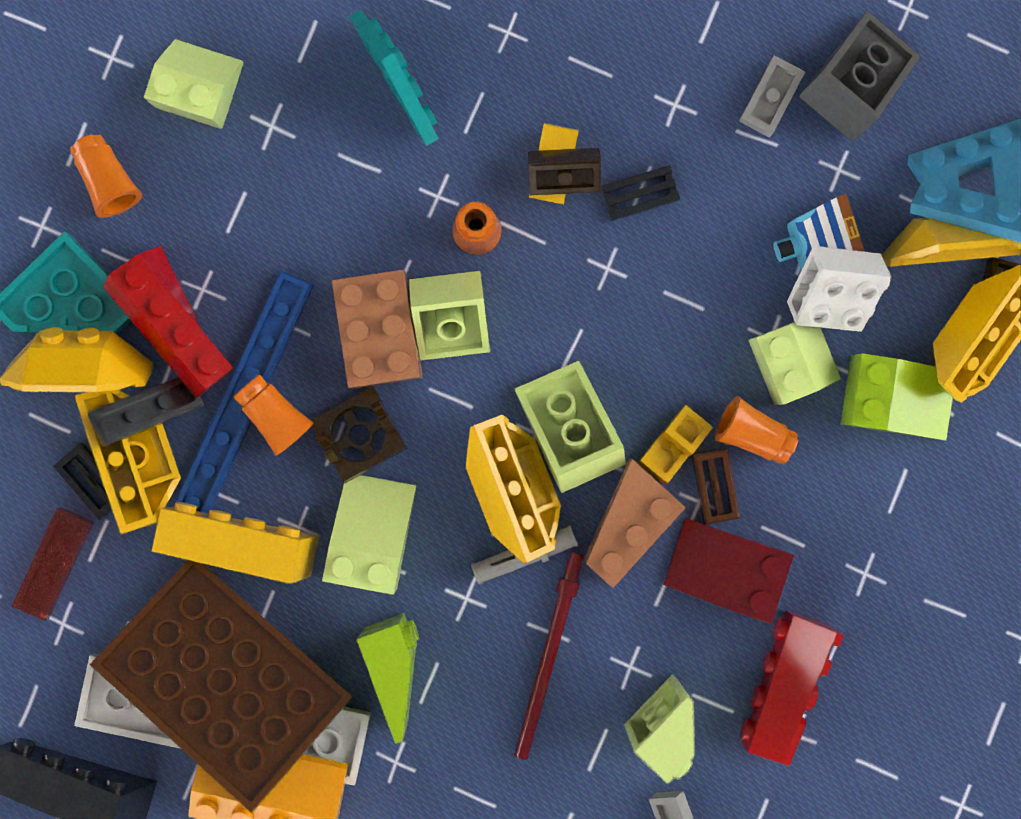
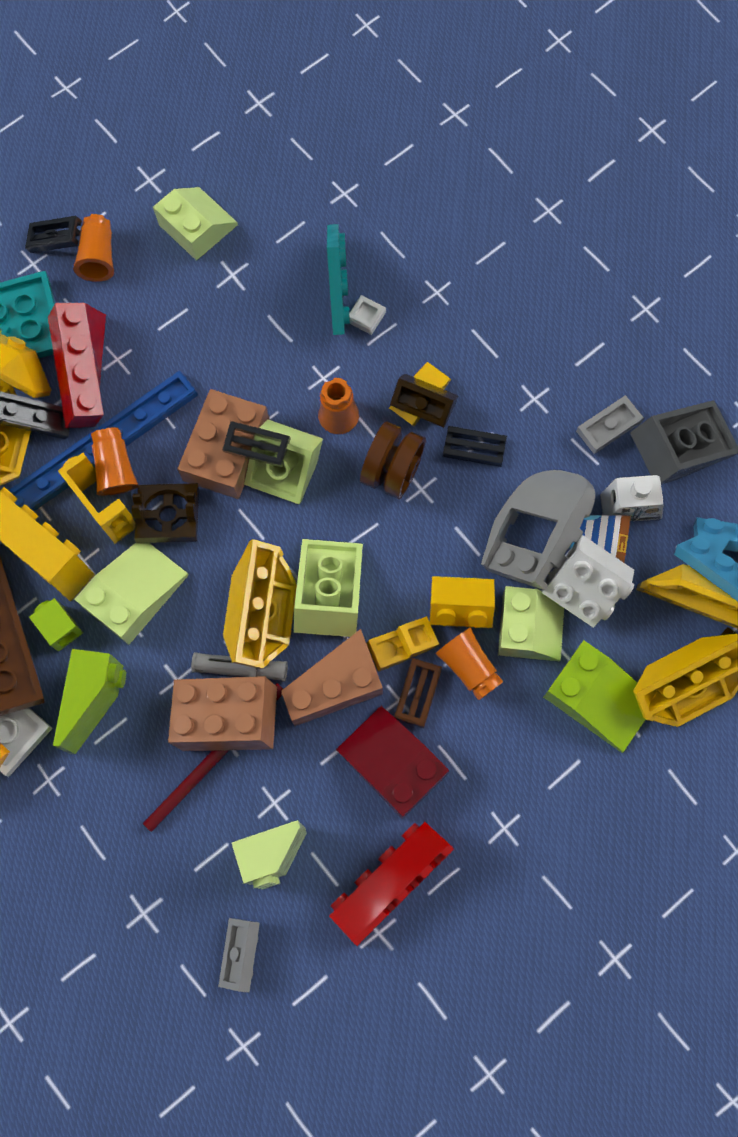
camera: 30 degrees right, 15 degrees down
(68, 172) = (53, 239): none -> black tile
(311, 484) = (115, 518): none -> yellow panel
(312, 610) = (55, 624): none -> lime brick
(389, 327) = (281, 451): none -> black tile
(446, 99) = (366, 314): none -> white tile
(540, 616) = (223, 714): none -> nougat brick
(571, 259) = (392, 460): none -> reddish brown wheel
(717, 374) = (462, 602): none -> yellow brick
(760, 215) = (550, 496): none -> light grey slope
(837, 171) = (634, 497): none -> white torso

